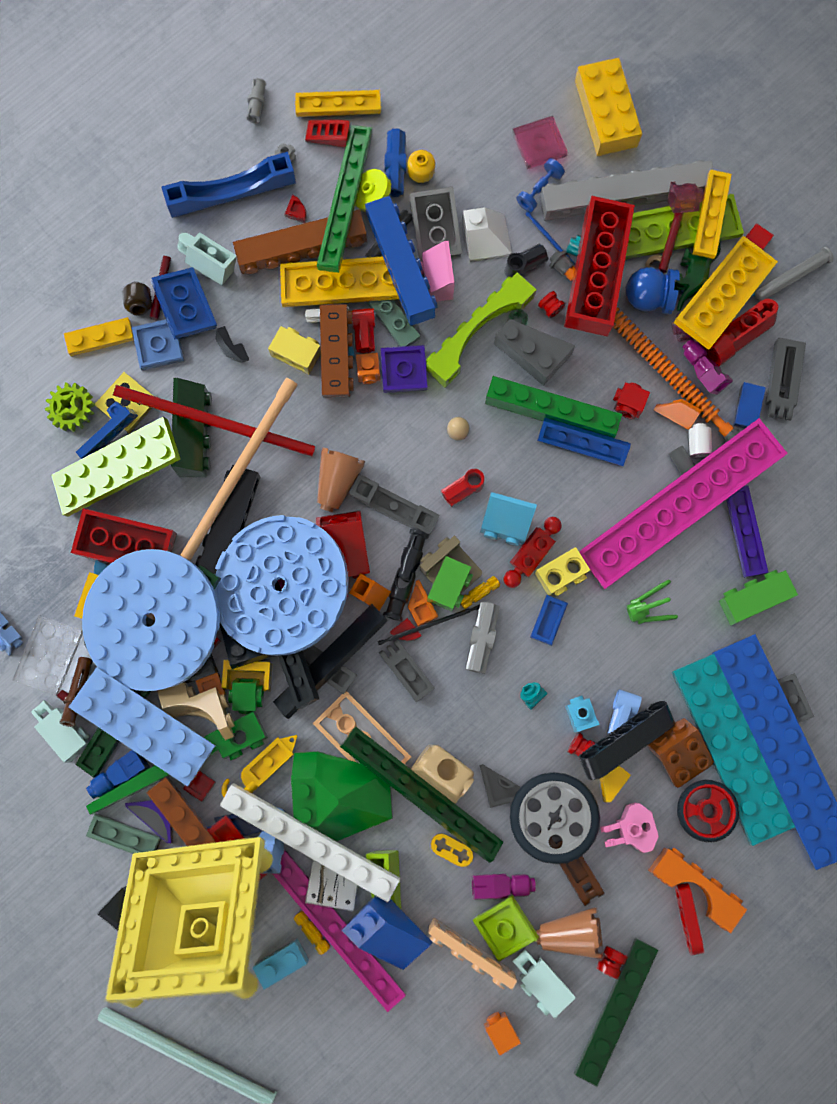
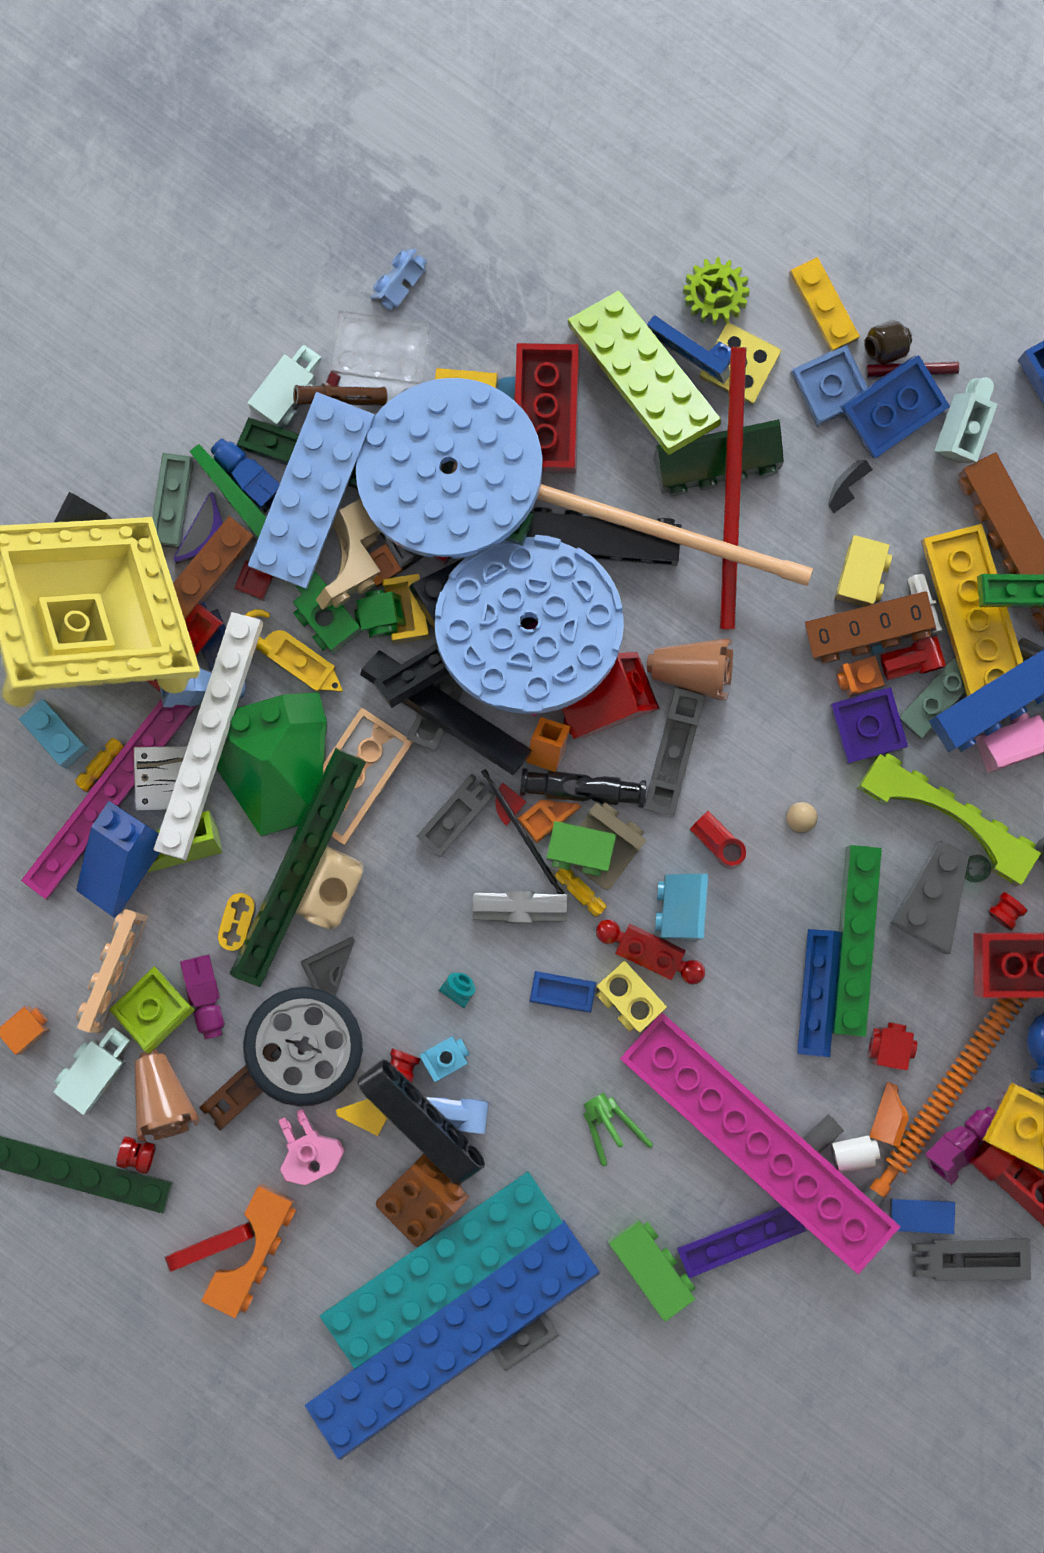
camera: 80 degrees right, 5 degrees up
(718, 793) = (378, 1258): red wheel -> none

